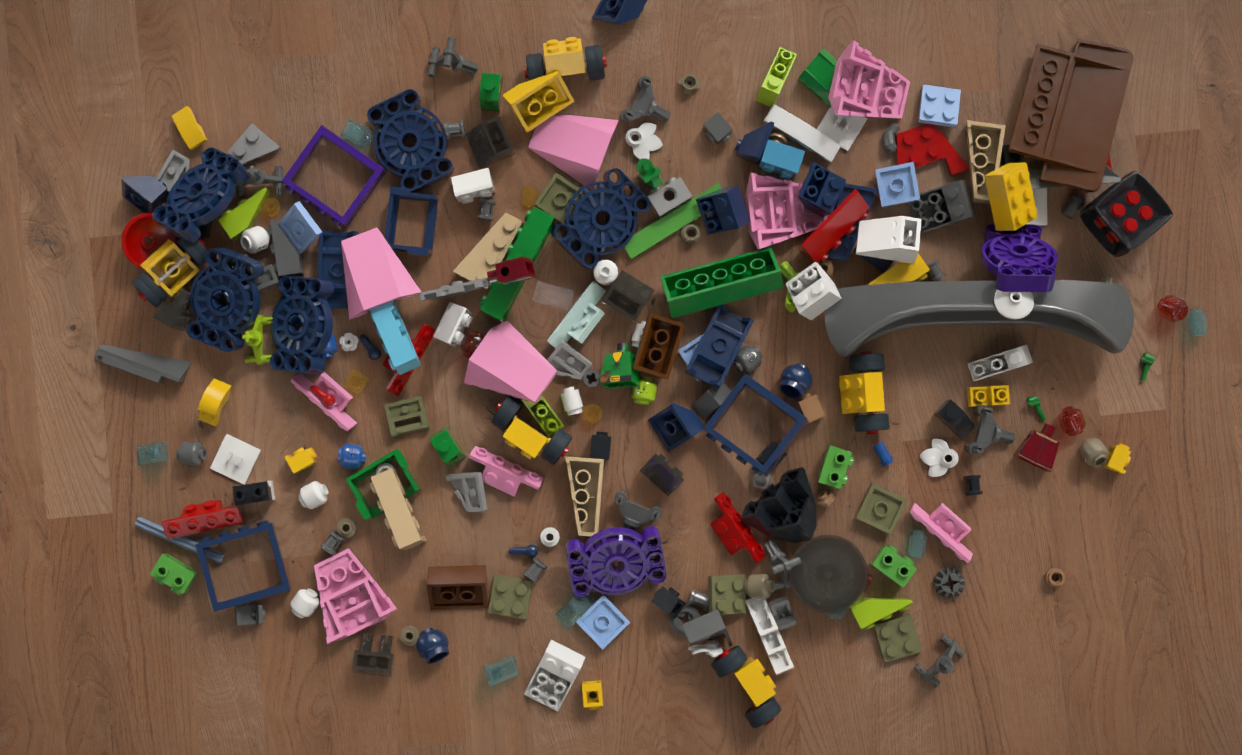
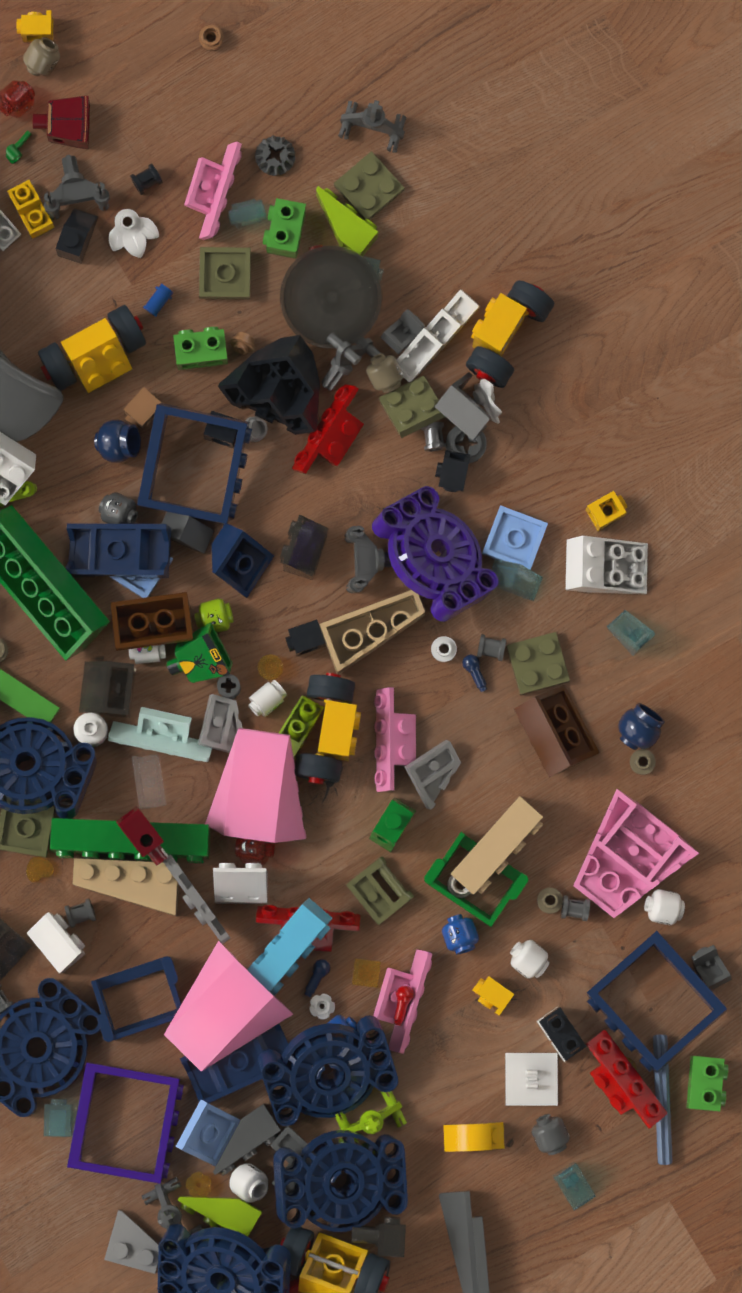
camera: 125 degrees left, 5 degrees down
(371, 662) = (695, 788): clear smoke brick -> none

